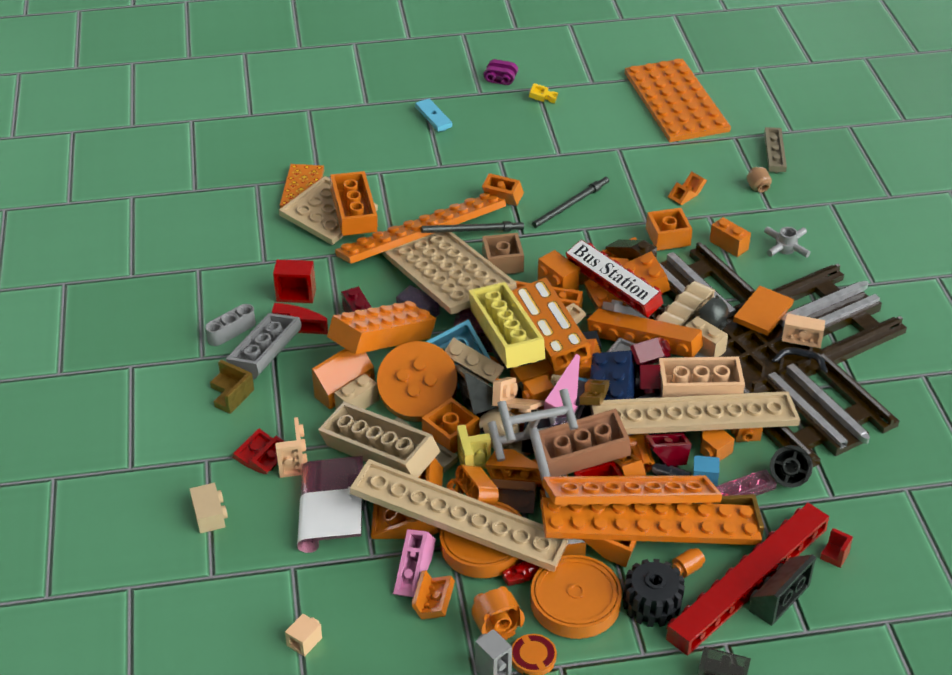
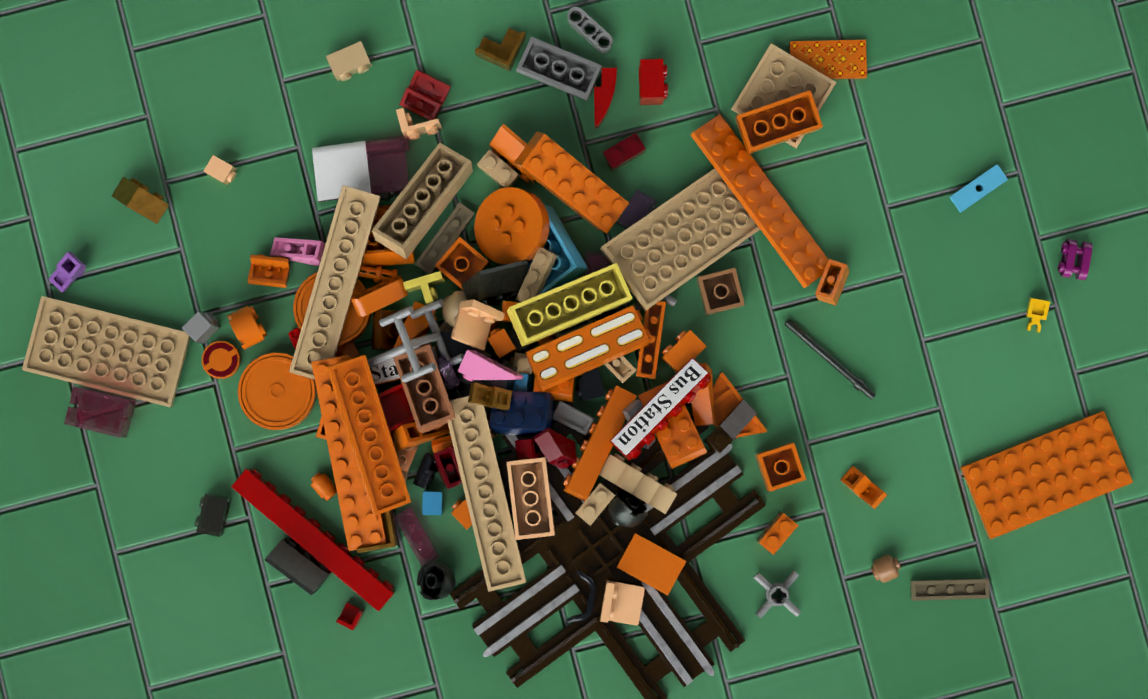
camera: 85 degrees right, 45 degrees up
(505, 226) = (776, 290): pearl dark grey bar -> none
(653, 592) = (293, 450): black wheel -> none

